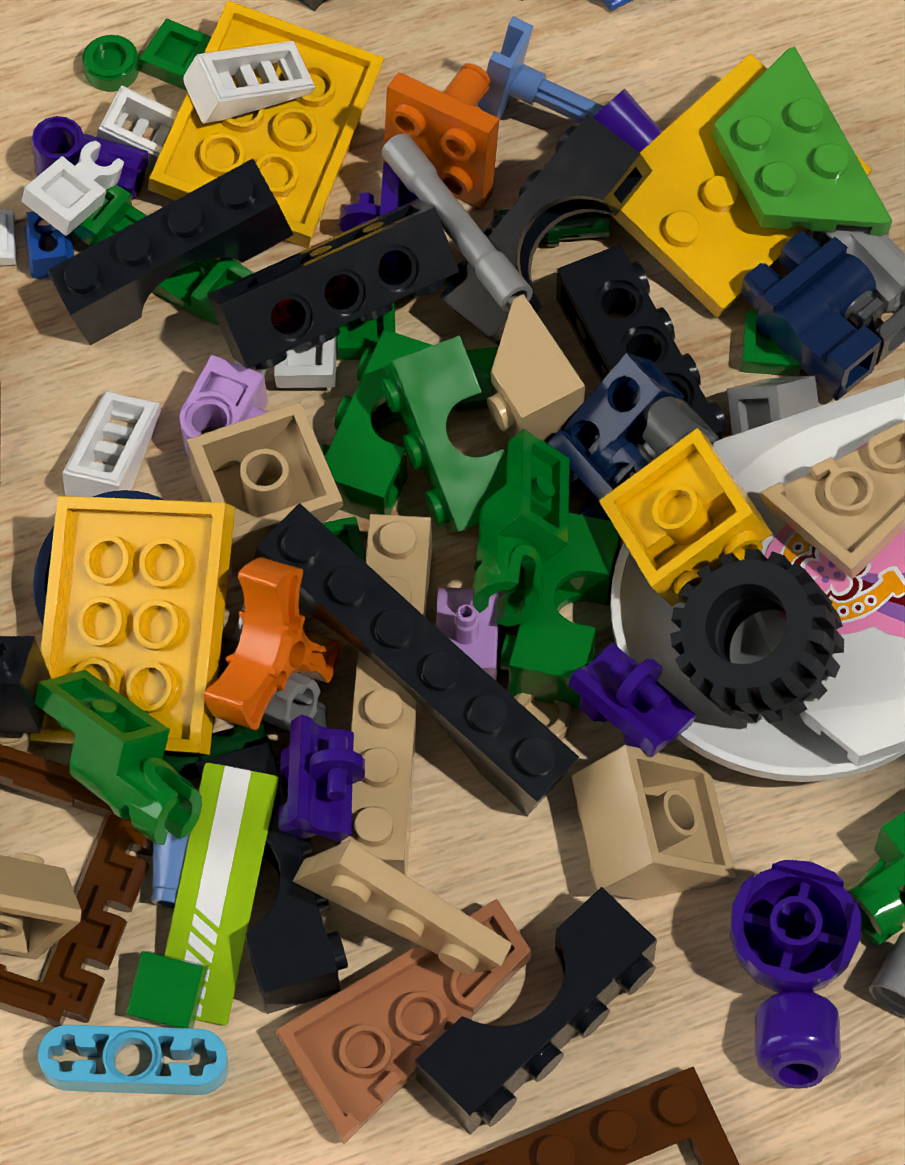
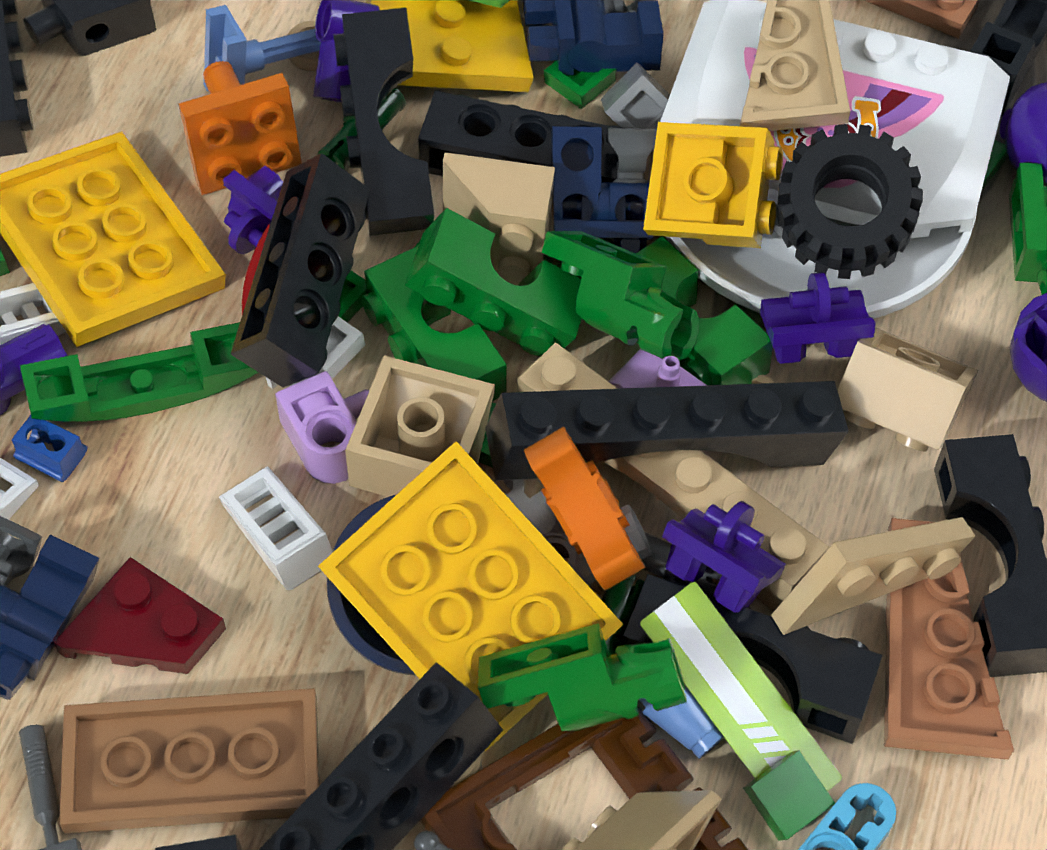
camera: 55 degrees left, 5 degrees down
(71, 193) = (41, 382): white plate -> none
(114, 277) = (142, 402): black arch -> none
(215, 92) = (56, 222): white slope -> none
(421, 178) = (391, 162): light grey piece -> none

